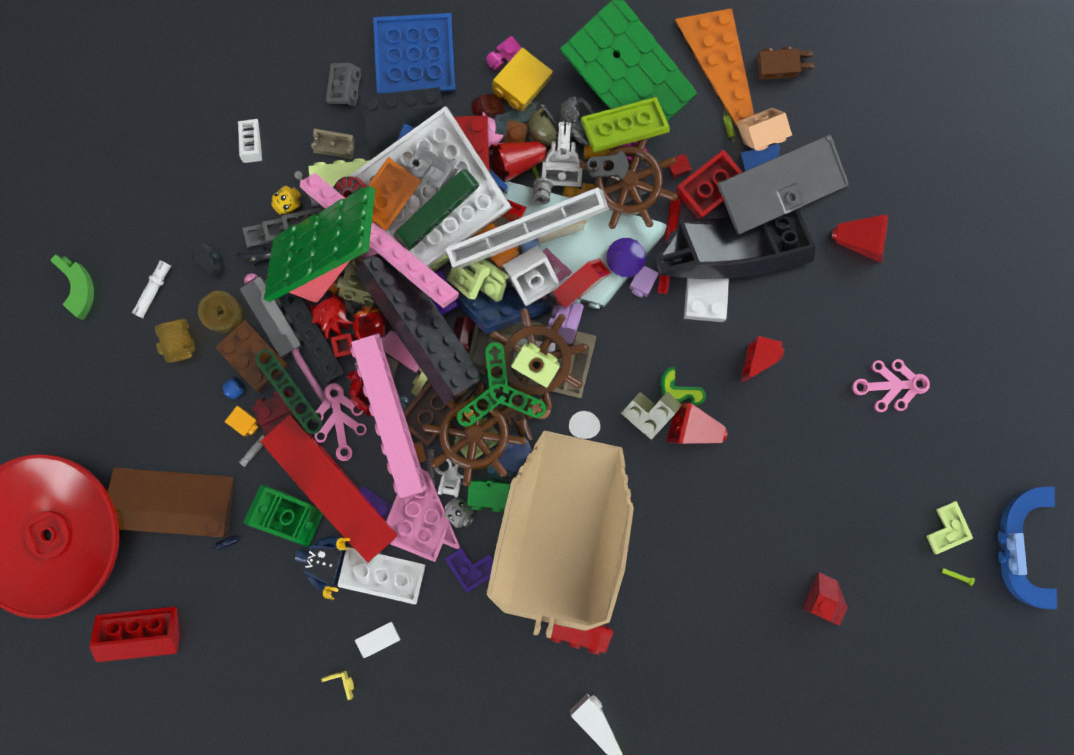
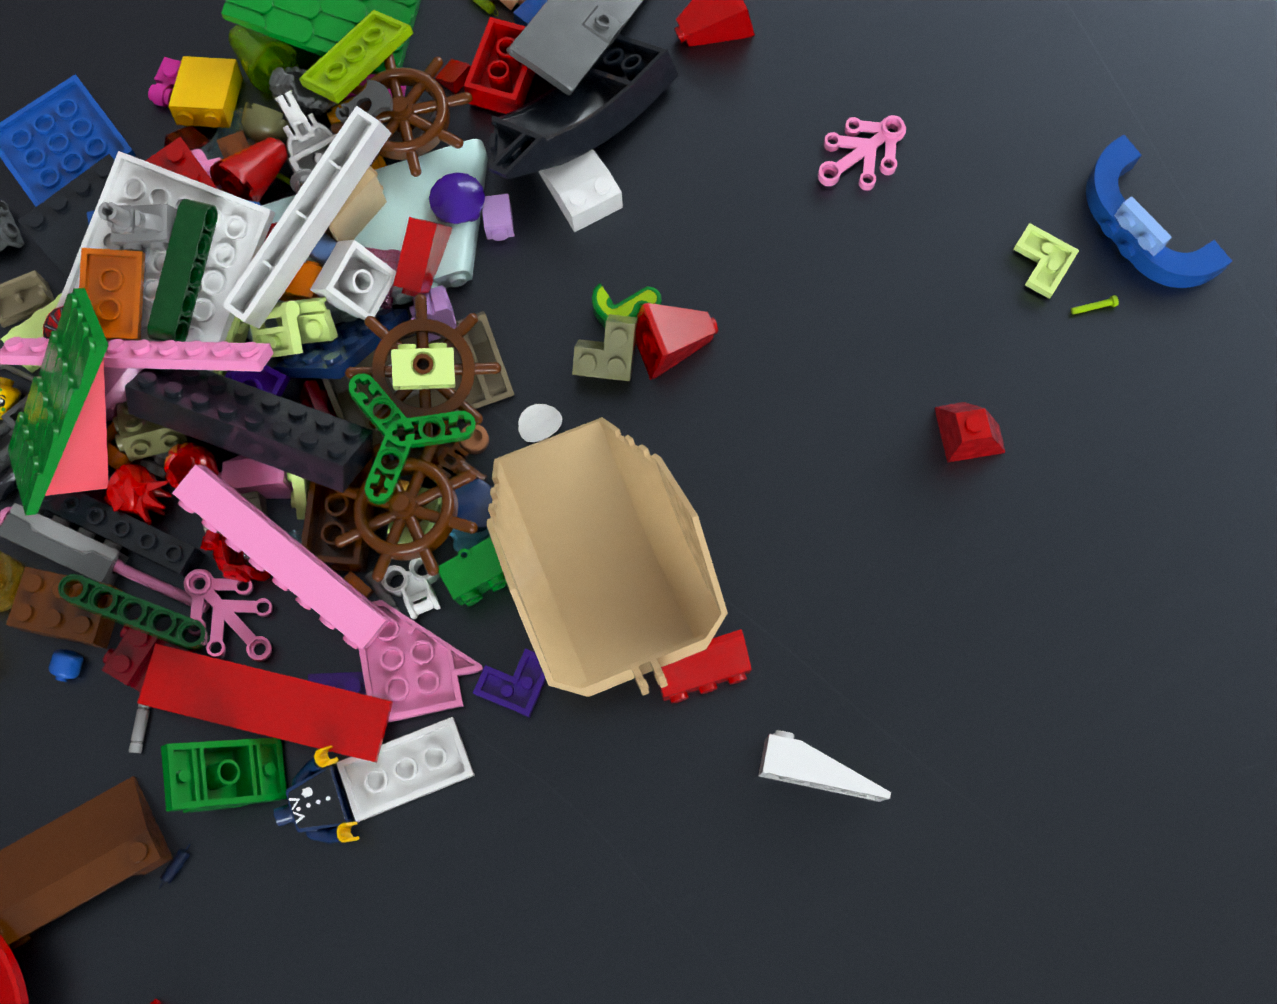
camera: 30 degrees left, 10 degrees down
(242, 421) = (101, 696): light orange brick -> none
(342, 345) = (175, 519): red brick -> none
(348, 682) = (449, 937): light yellow bracket -> none
(377, 639) = (453, 856): white tile -> none
(459, 513) = (454, 624): light grey head -> none
(568, 80) = (260, 55): none -> clear neon green cone
(672, 223) = (512, 185): red axle -> none
(761, 355) = (691, 202): red slope -> none

